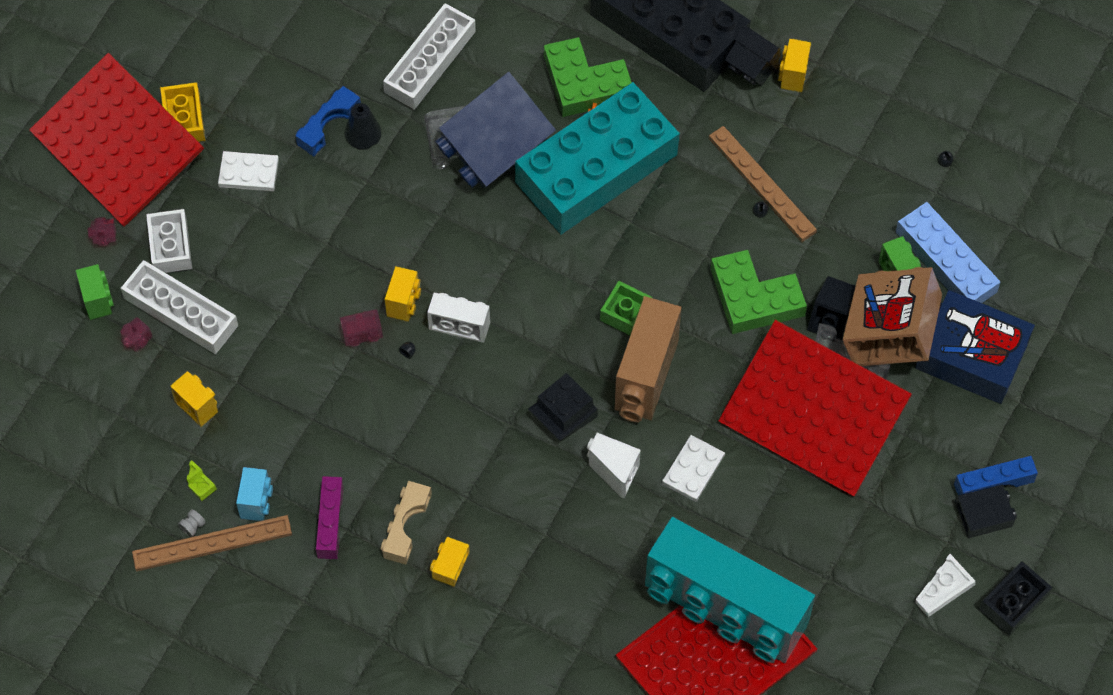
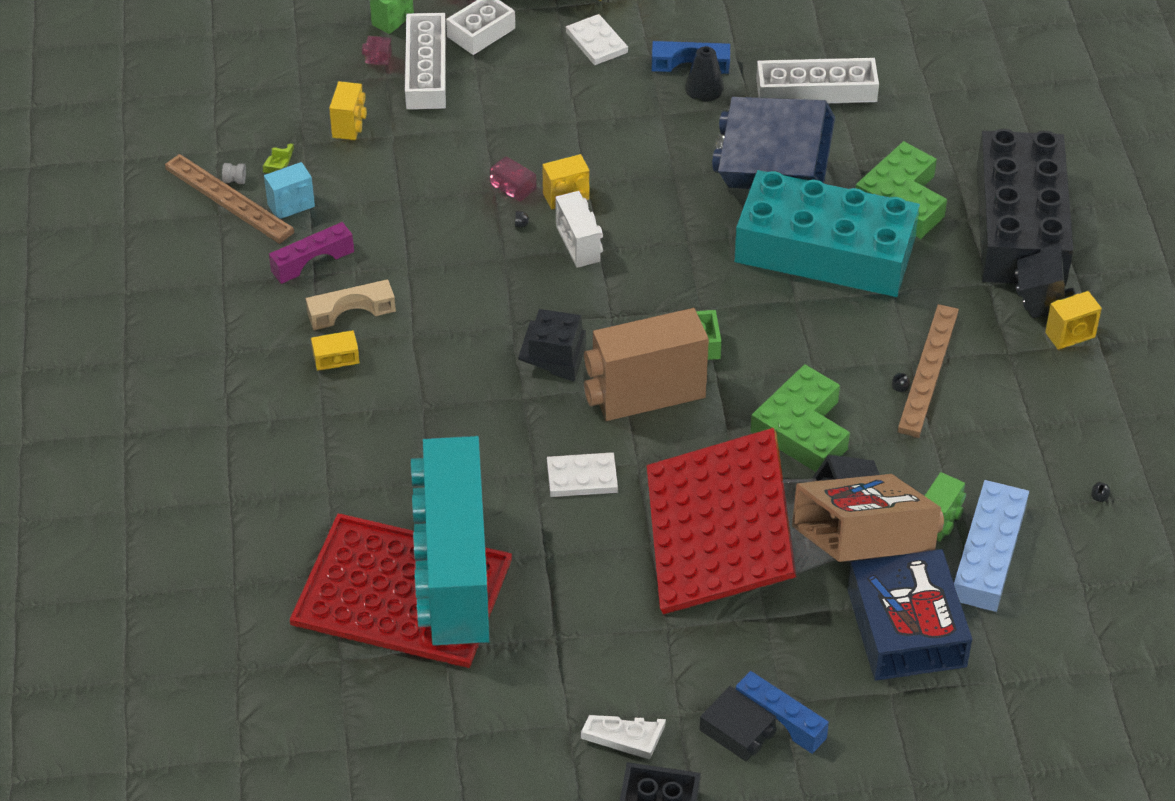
camera: 55 degrees right, 15 degrees down
(613, 462) = (529, 408): white slope -> none

